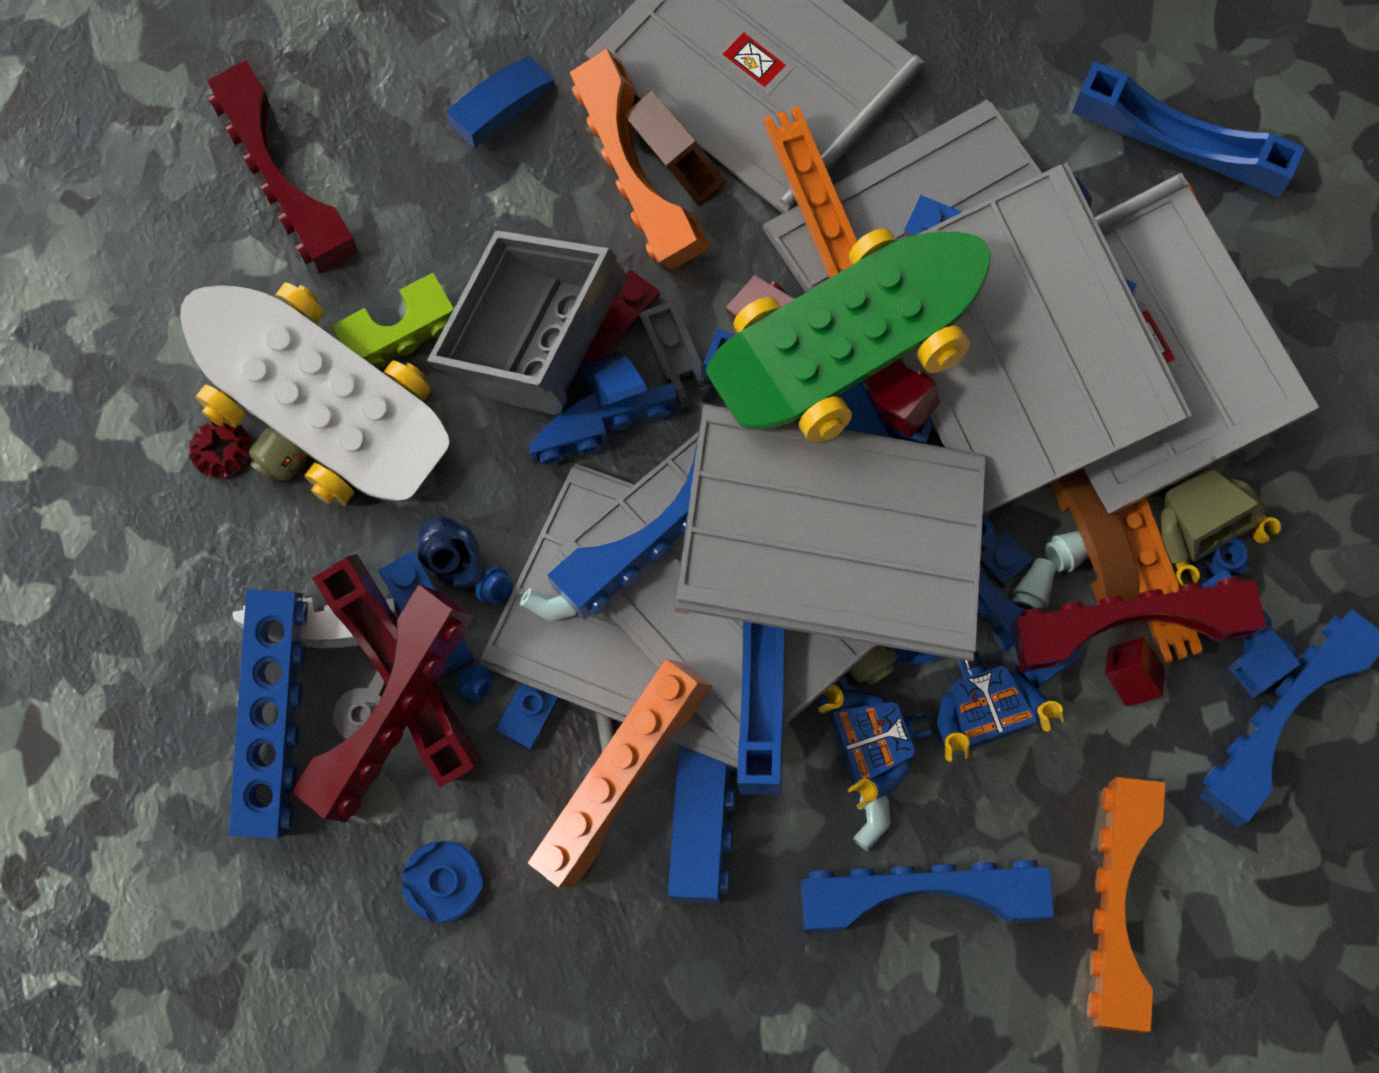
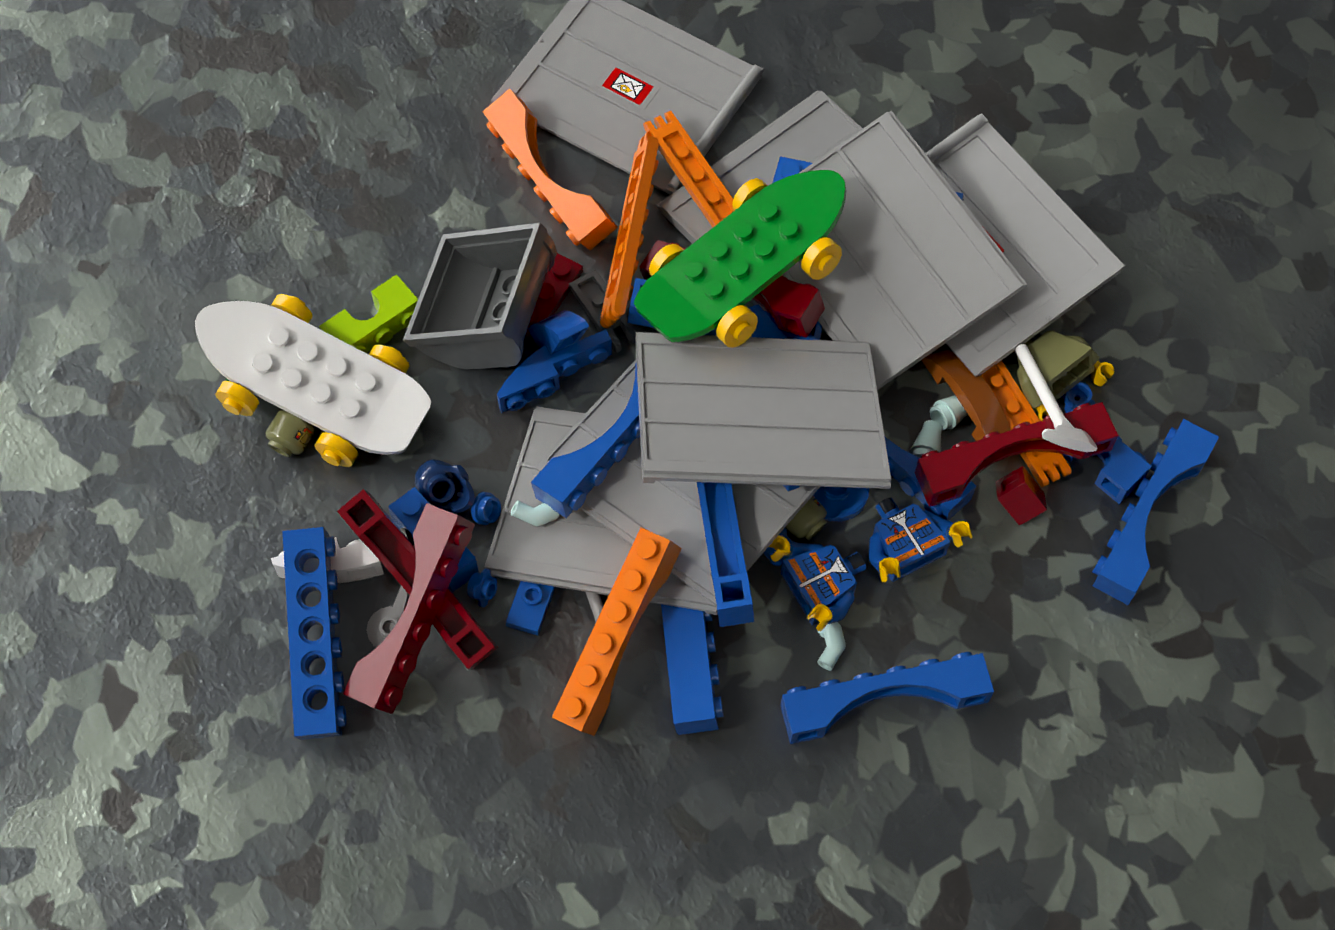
camera: 10 degrees left, 10 degrees down
(235, 455) = (230, 448): dark red gear -> none
(317, 225) = (294, 255): dark red arch -> none
(442, 881) = (480, 751): blue tile -> none
(498, 100) = (427, 142): blue slope -> none
(675, 147) = (577, 155): slope -> none
(721, 263) = (629, 234): none -> orange hinge
(1001, 556) = (898, 425): blue plate -> none
(1121, 990) = (1061, 743): orange arch -> none
(1200, 619) = (1064, 432): none -> white piece
(1248, 157) = (1033, 101): blue arch -> none

